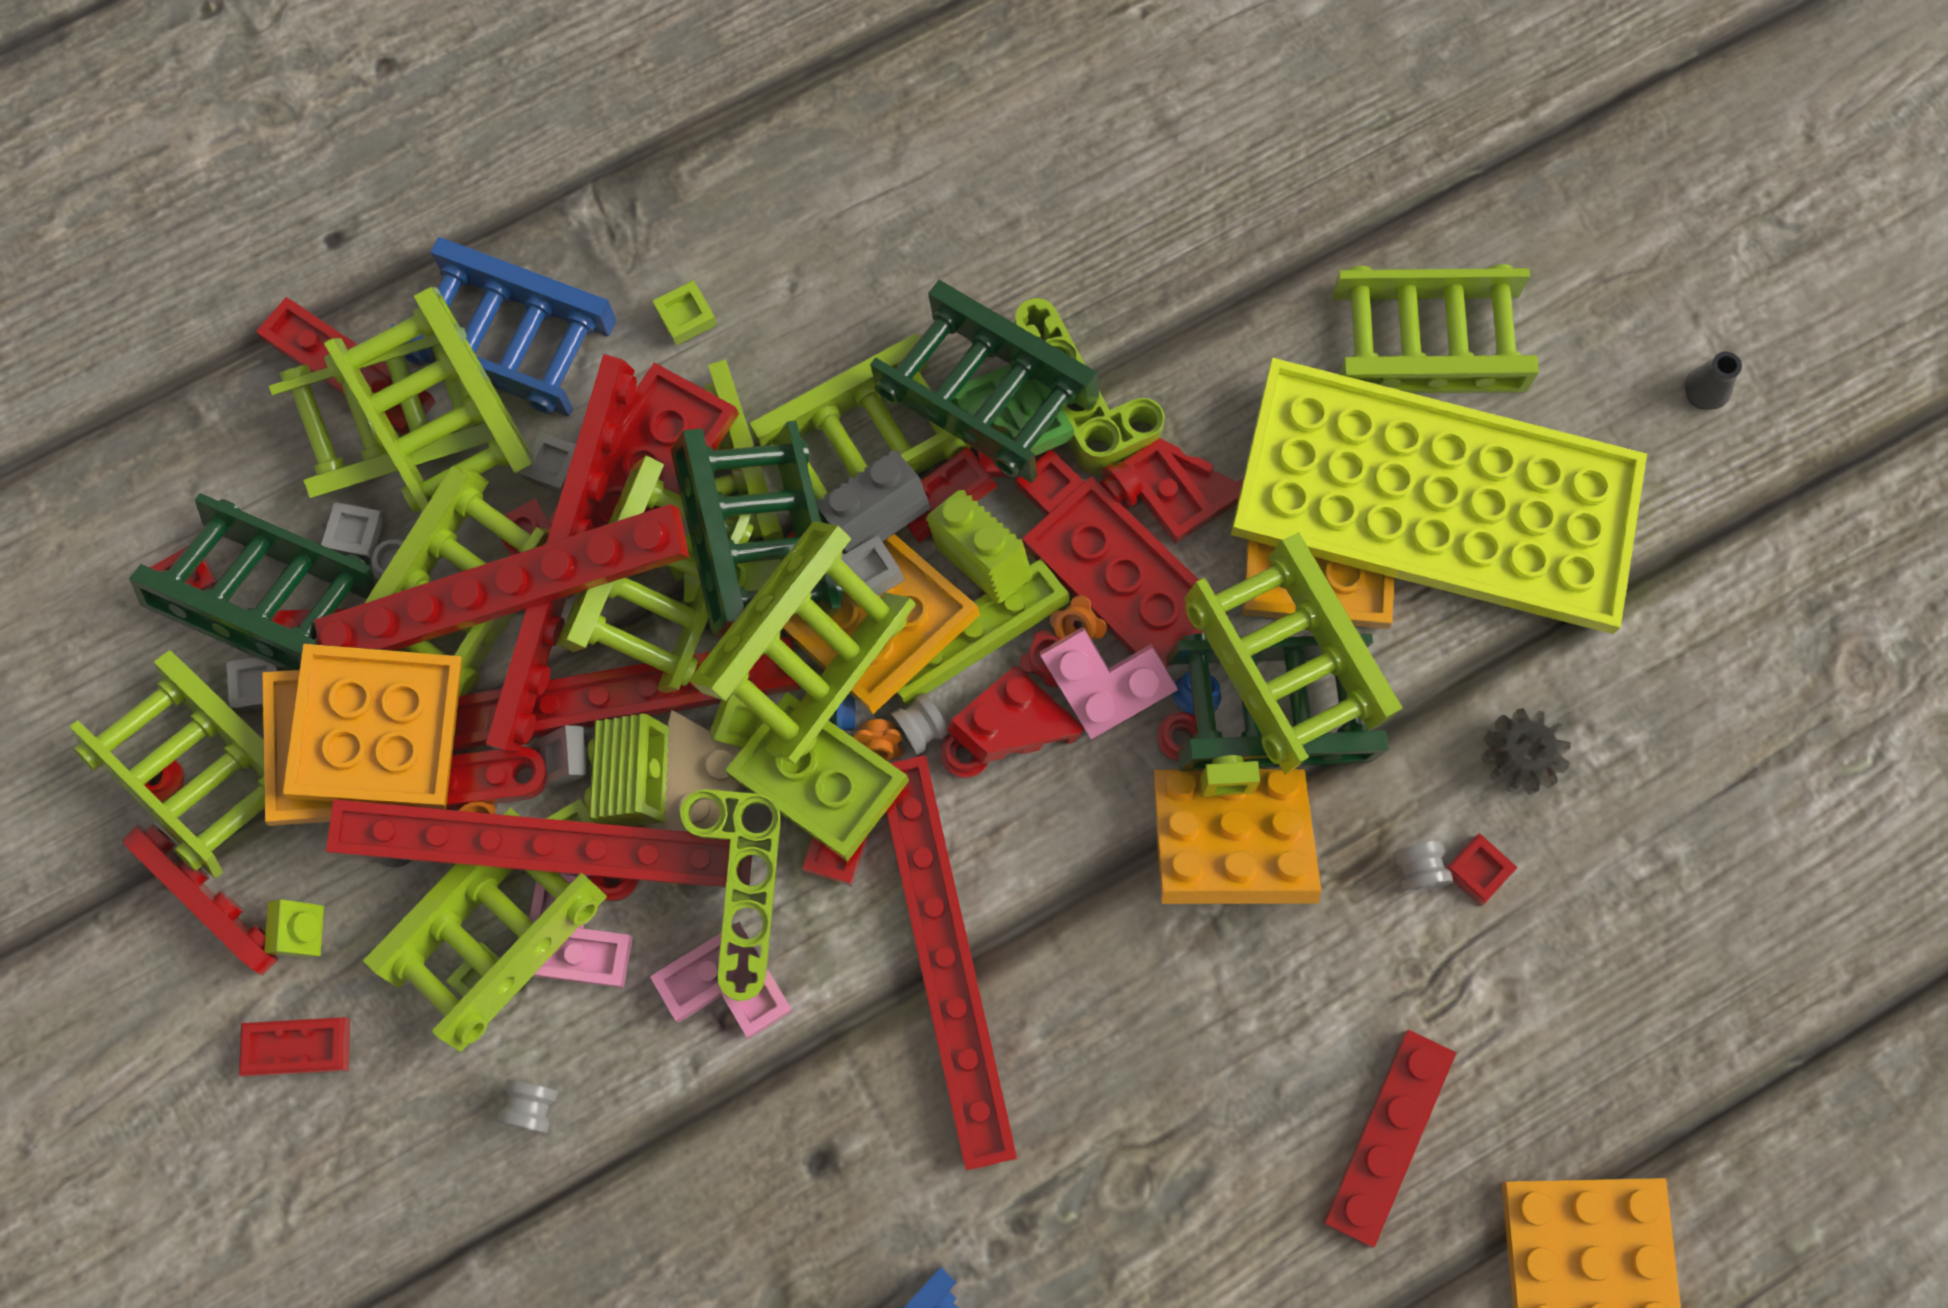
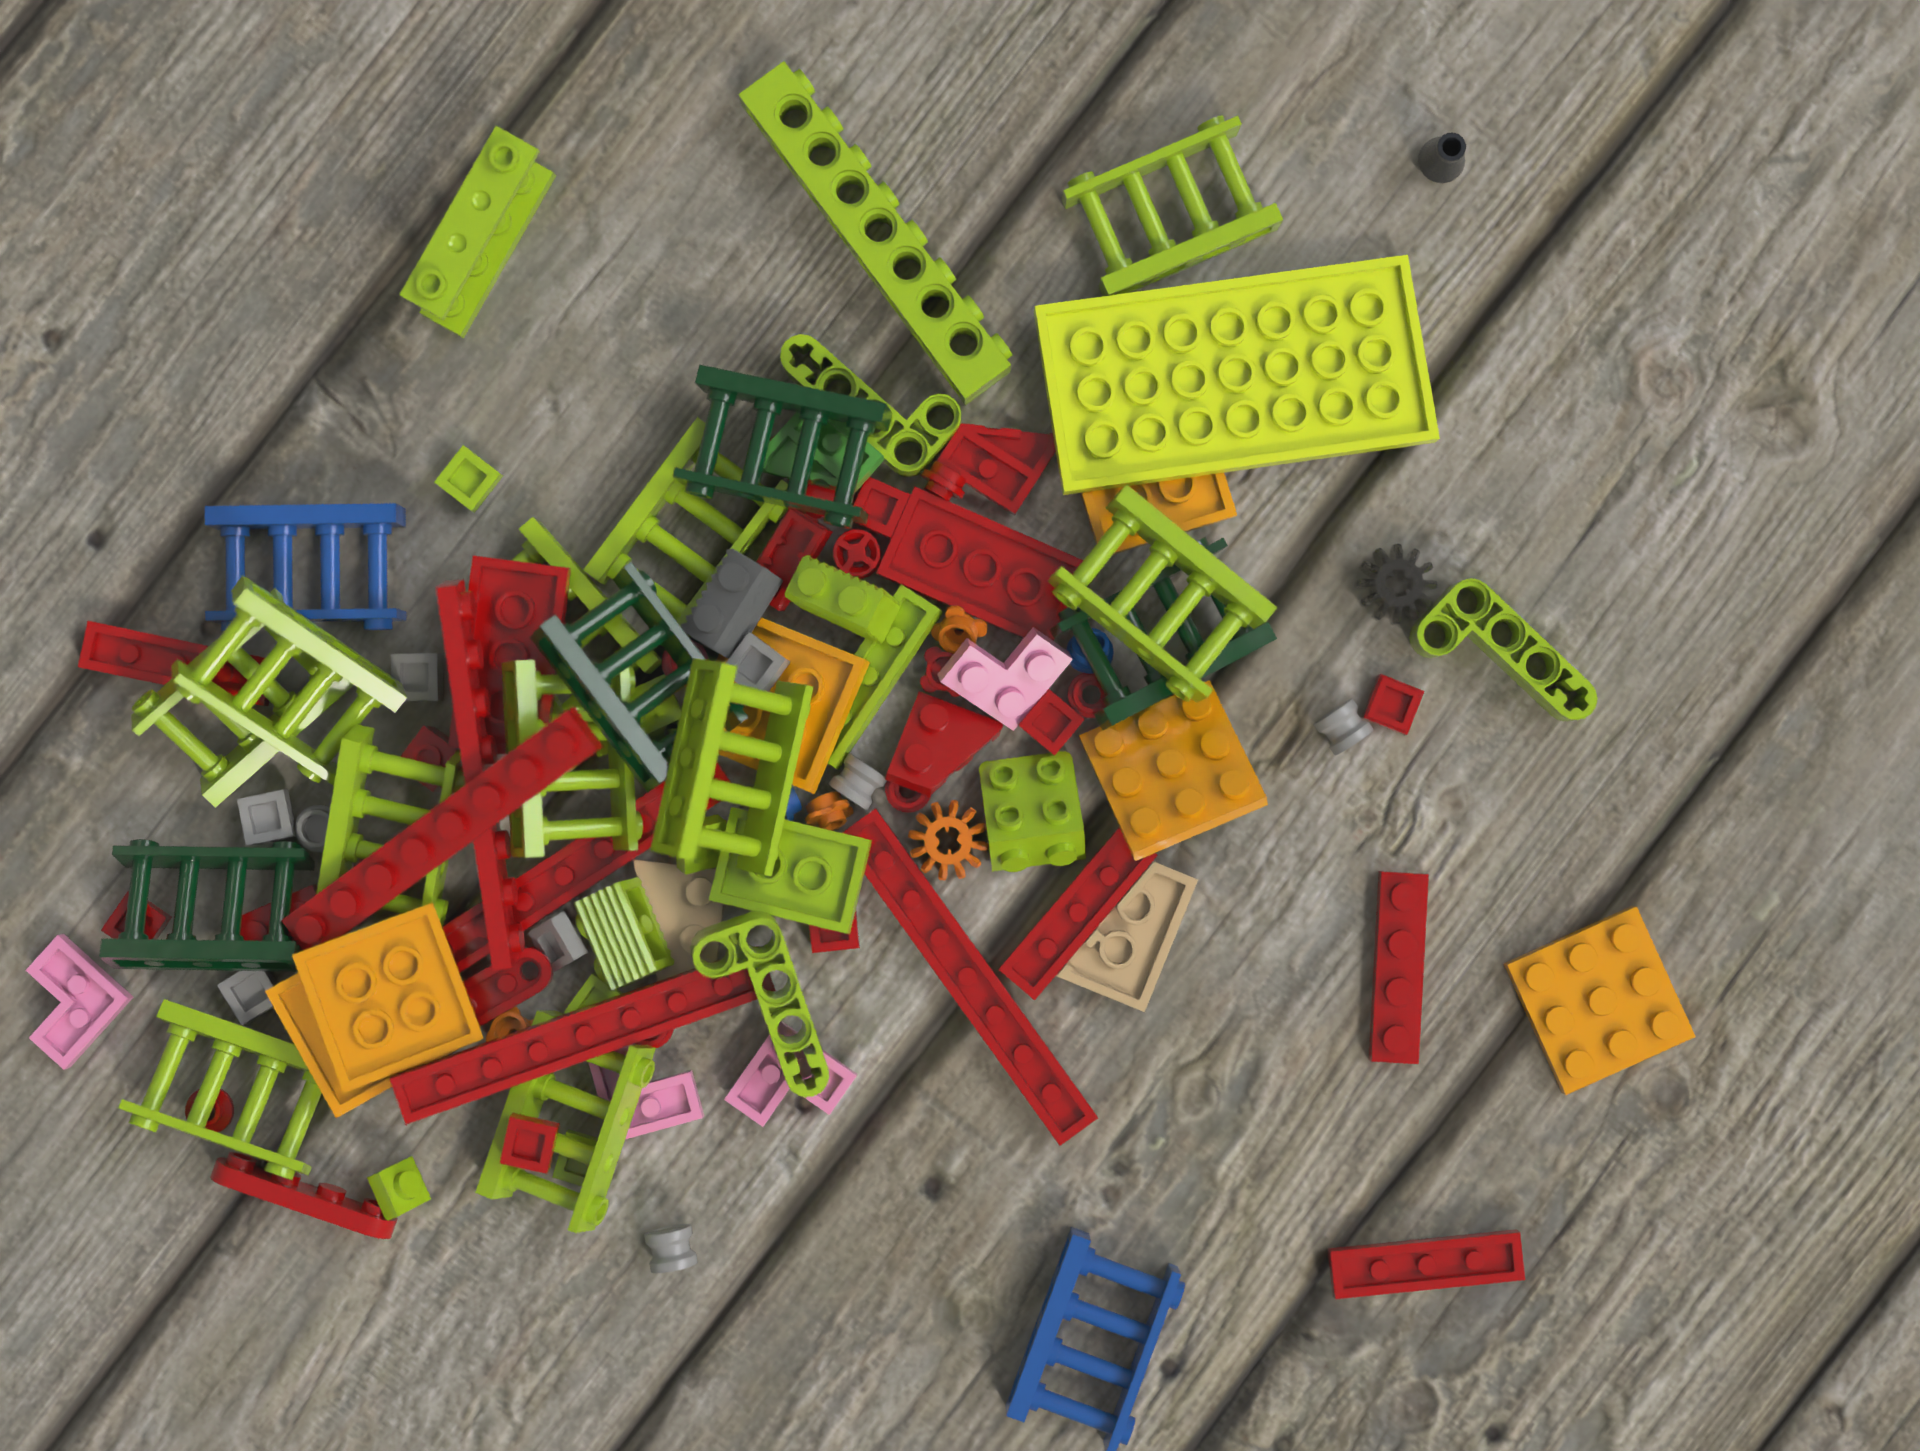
camera: 25 degrees left, 15 degrees up
(99, 634) = (86, 997): none -> bright pink plate
(294, 1047) = (449, 1283): red plate -> none
(438, 930) = (529, 1143): none -> red plate
(800, 99) = (478, 232): none -> lime fence
(963, 814) = (932, 841): none -> orange gear
(1008, 506) = (851, 549): none -> red wheel
(1076, 825) = (1032, 811): none -> lime bracket
(1079, 942) = (1074, 915): none -> red plate
(1127, 993) = (1134, 939): none -> tan wing
(1131, 745) = (1051, 722): none -> red plate
(1183, 399) = (766, 105): none -> lime brick
(1229, 777) = (1149, 724): lime plate -> none
(1614, 867) = (1511, 658): none -> lime beam

